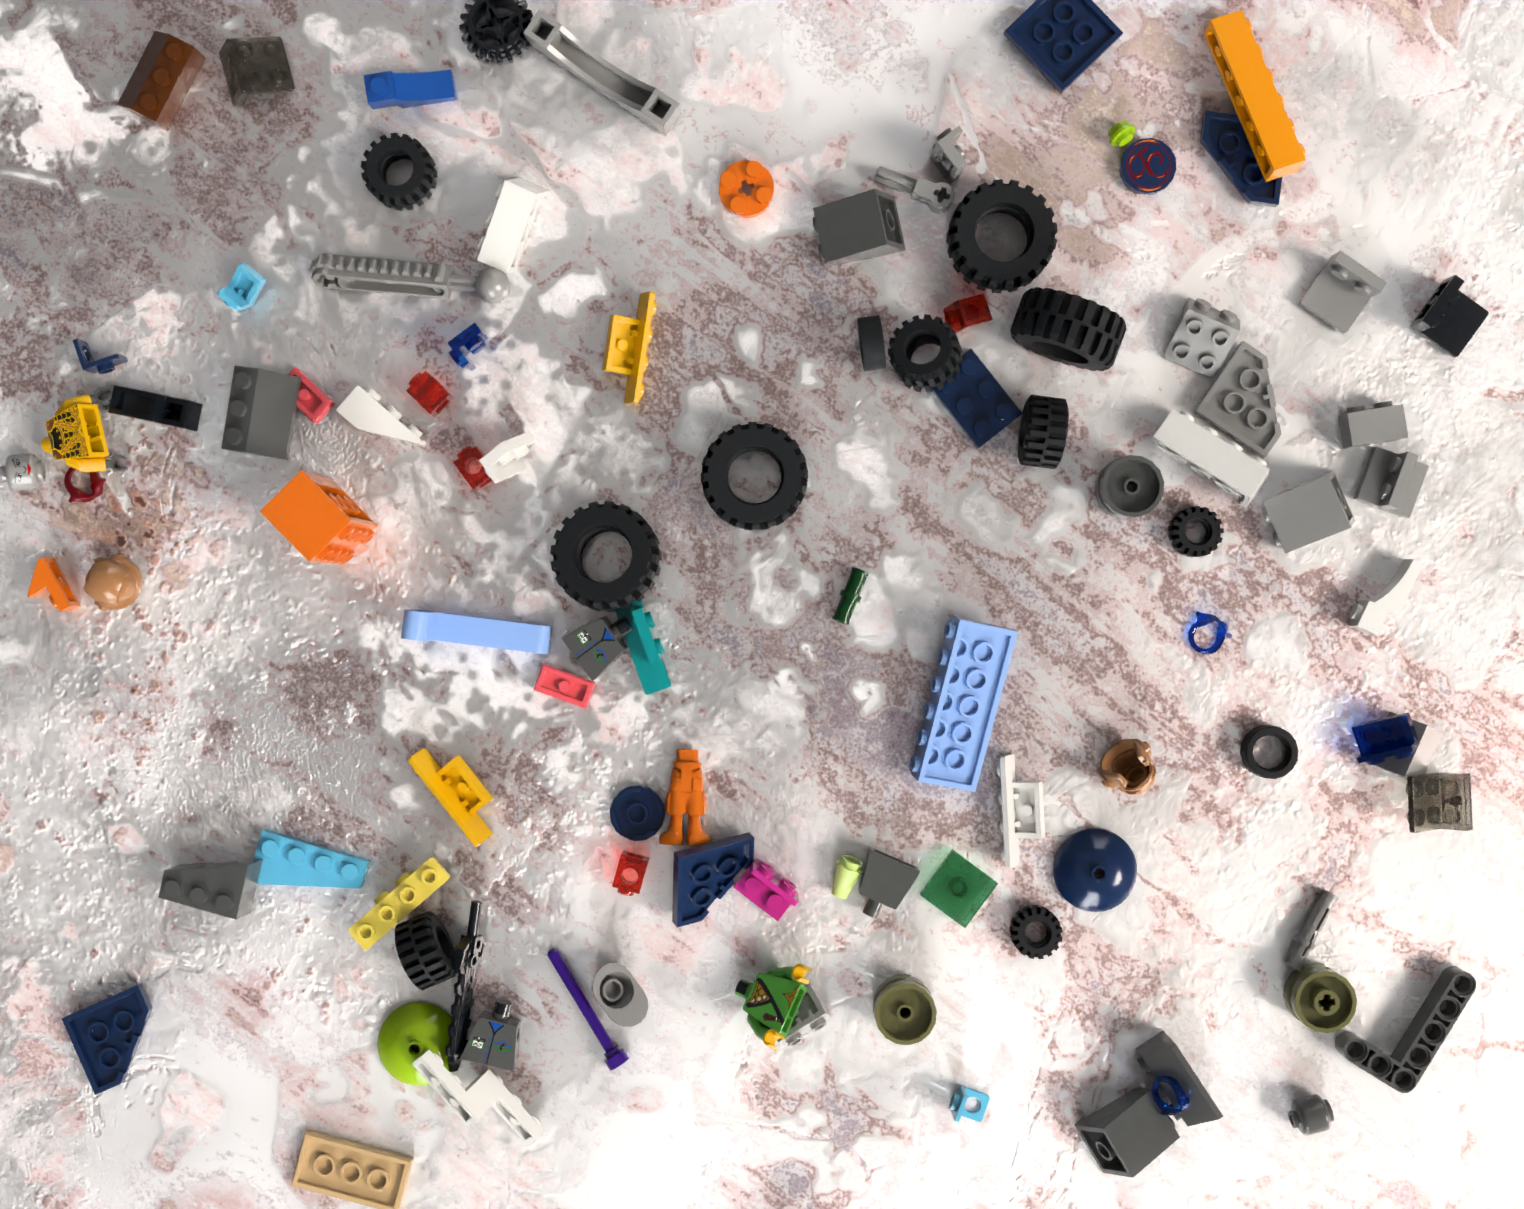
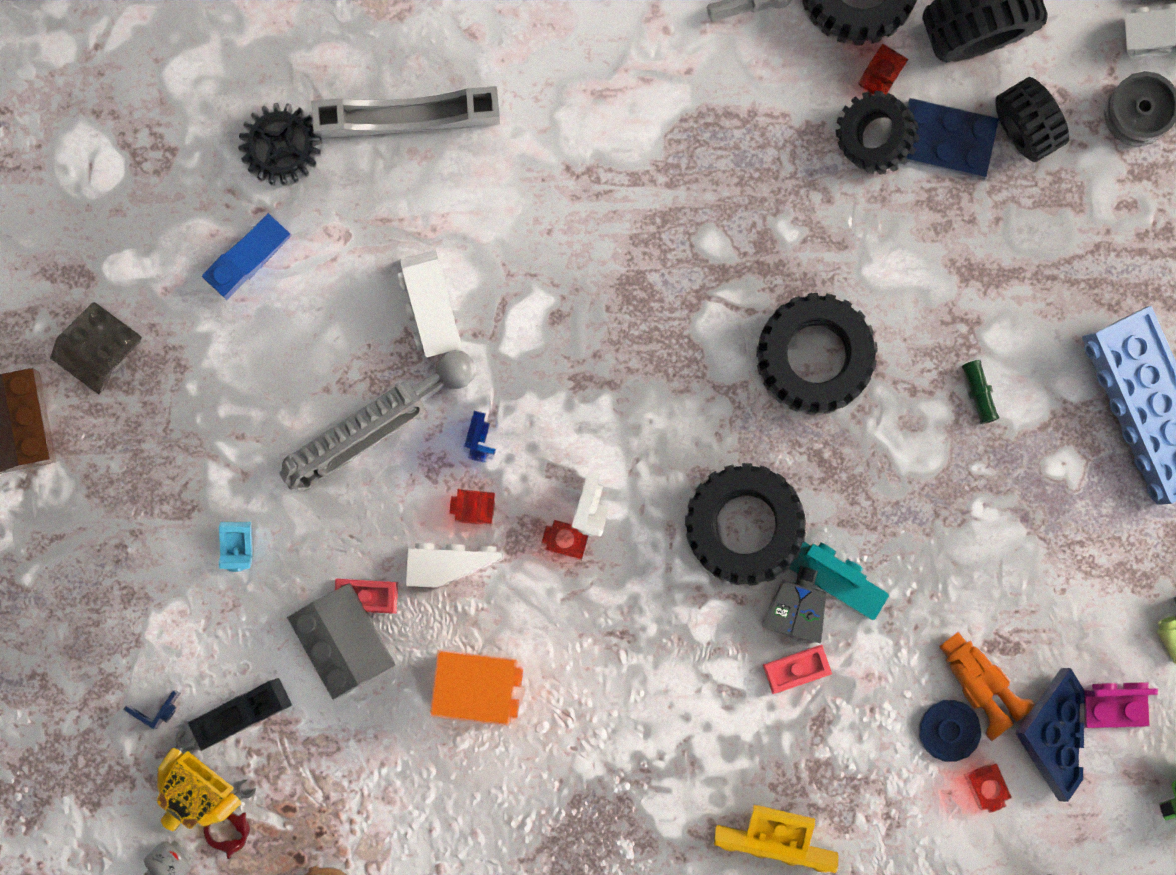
camera: 45 degrees left, 5 degrees down
(383, 156) = (276, 317): black tyre -> none
(477, 631) = (686, 680): light blue beam -> none
(628, 346) = (615, 327): yellow bracket -> none
(761, 194) = (610, 131): orange plate -> none
(858, 228) = (731, 72): dark grey slope -> none
(871, 343) = (824, 160): black tyre -> none

